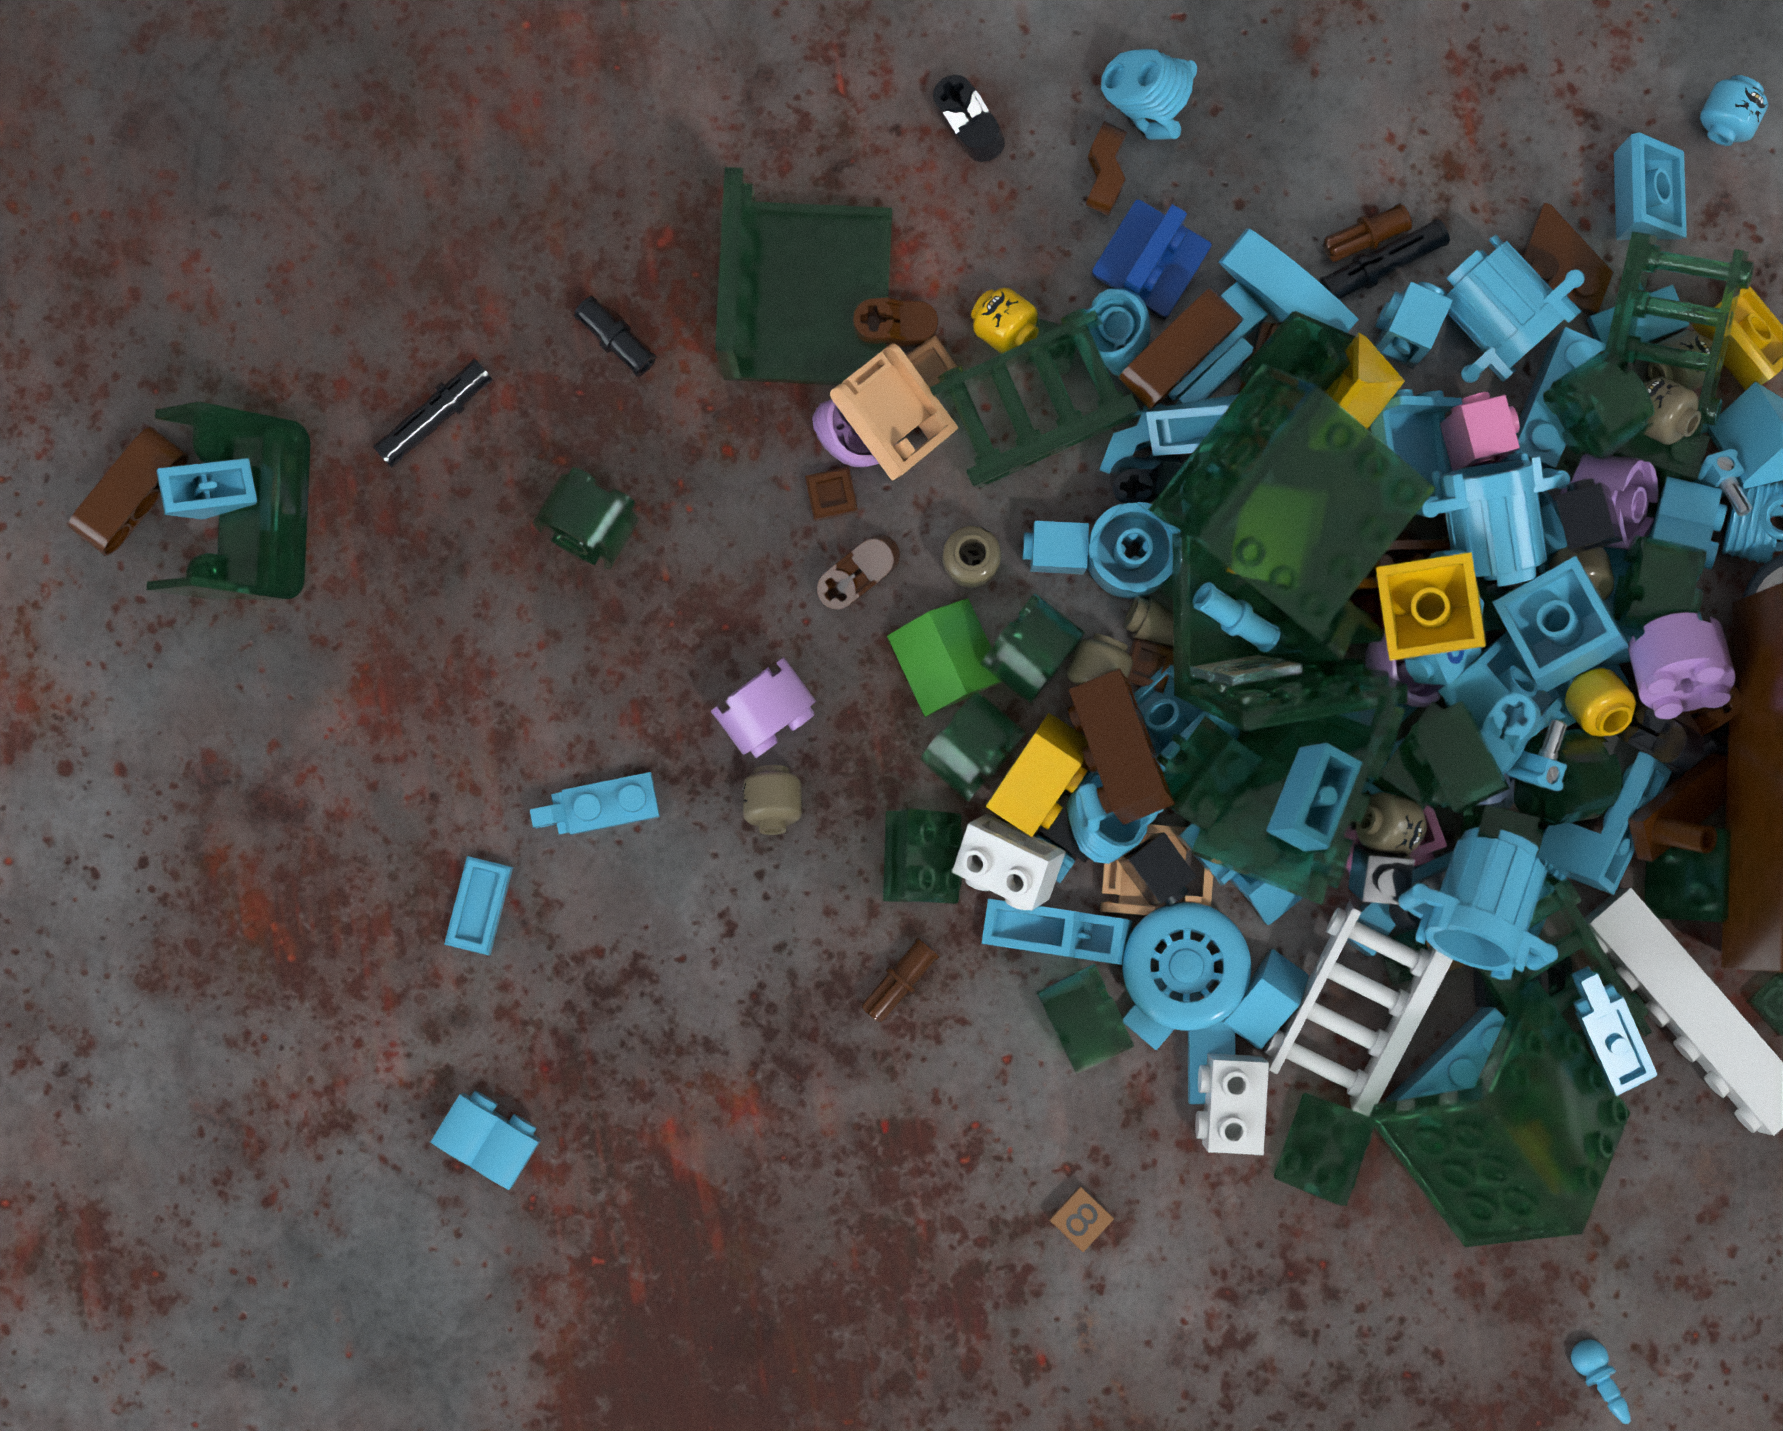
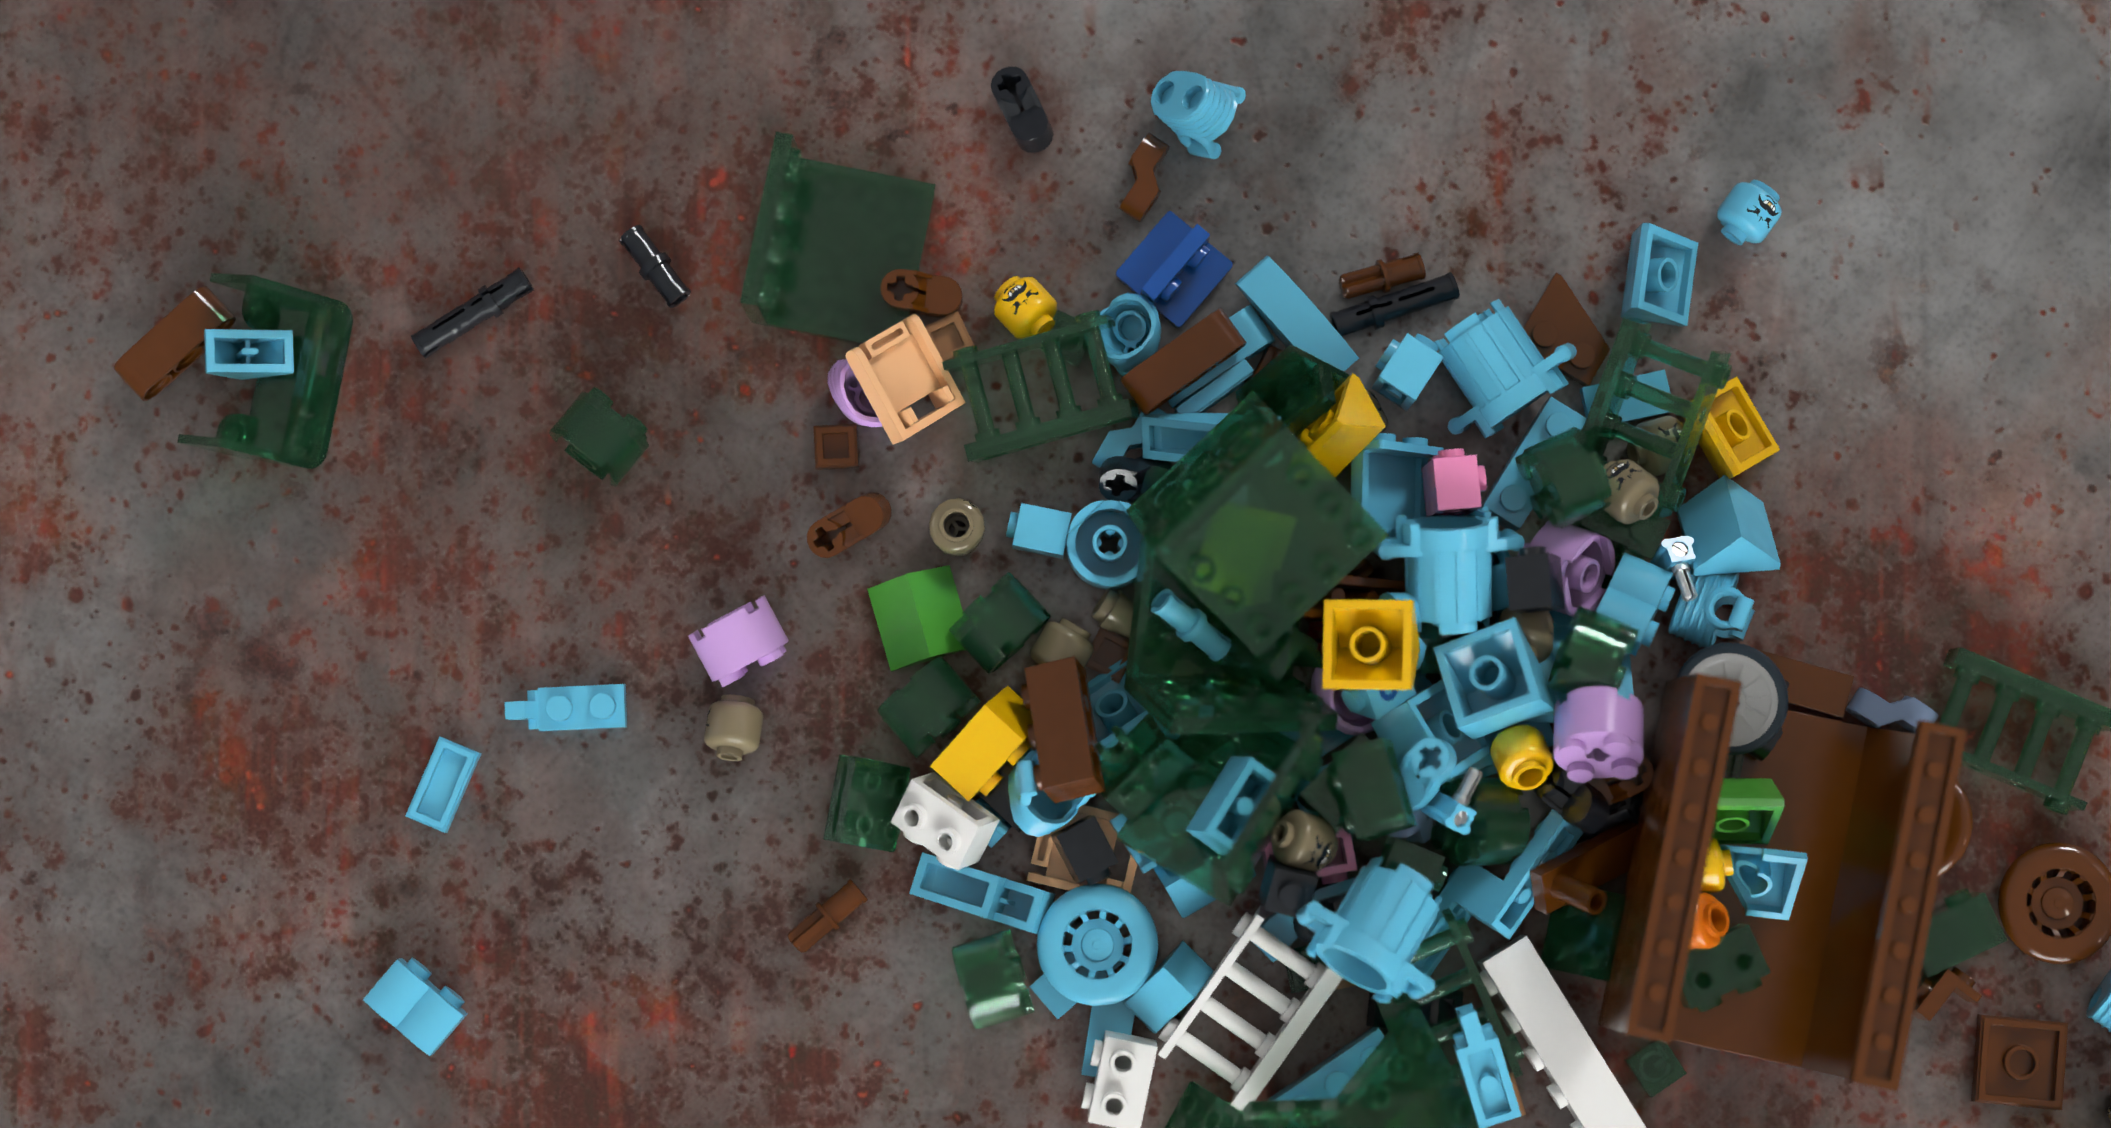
camera: 10 degrees right, 0 degrees up
(1246, 670) = (1191, 676): clear light blue piece -> none

